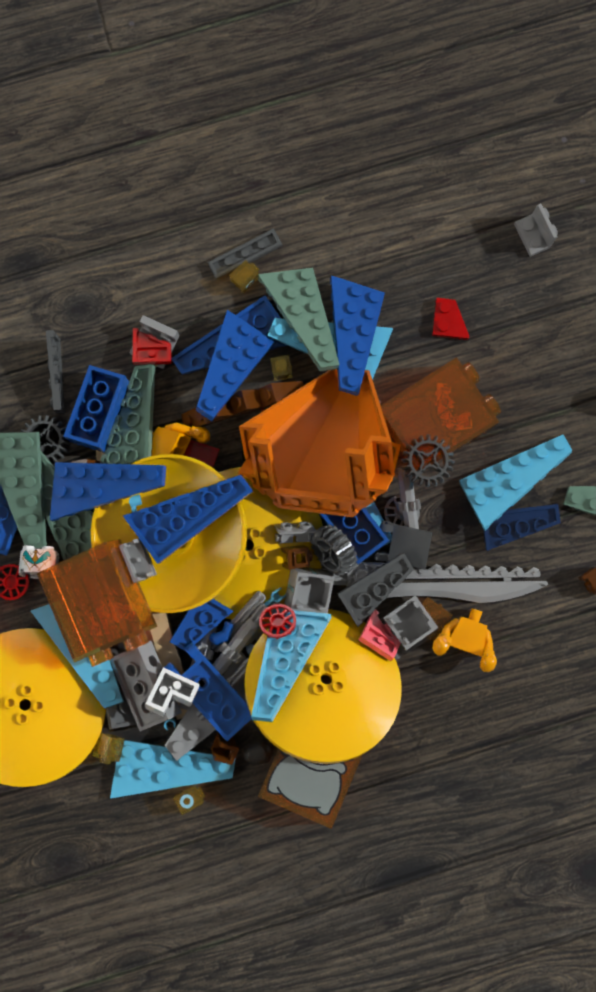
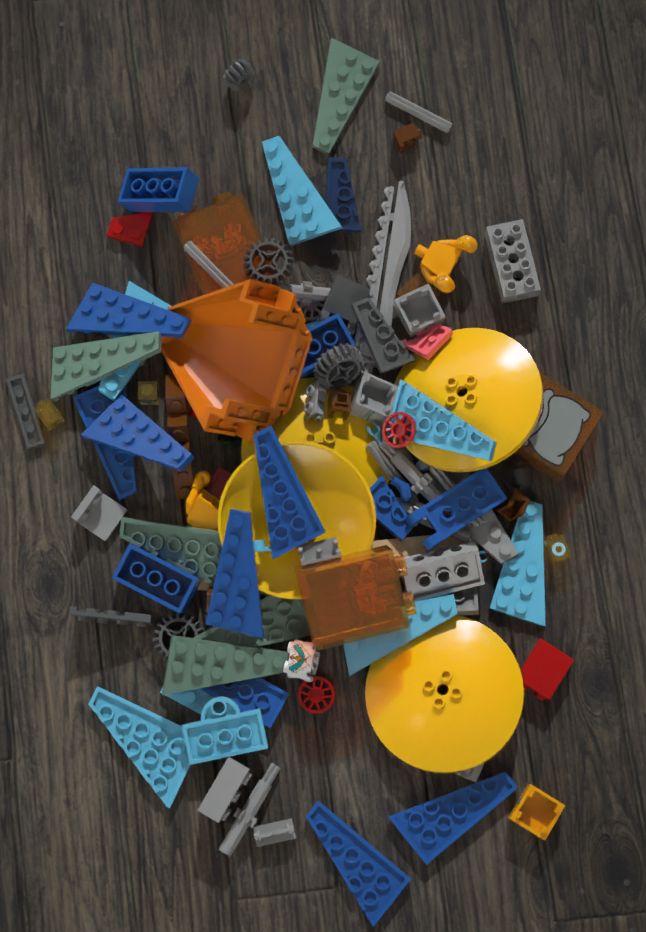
camera: 80 degrees left, 5 degrees down
(65, 803) = (544, 669): none -> red brick
(108, 748) = (497, 618): clear yellow brick -> none
(149, 349) = (106, 517): red wing -> none
(168, 687) = (448, 539): white brick -> none
(411, 405) = (207, 265): none -> light grey axle
(488, 339) = (158, 189): none -> blue brick
(492, 718) = (519, 251): none -> light grey brick
(536, 231) = (59, 129): light grey bracket -> none

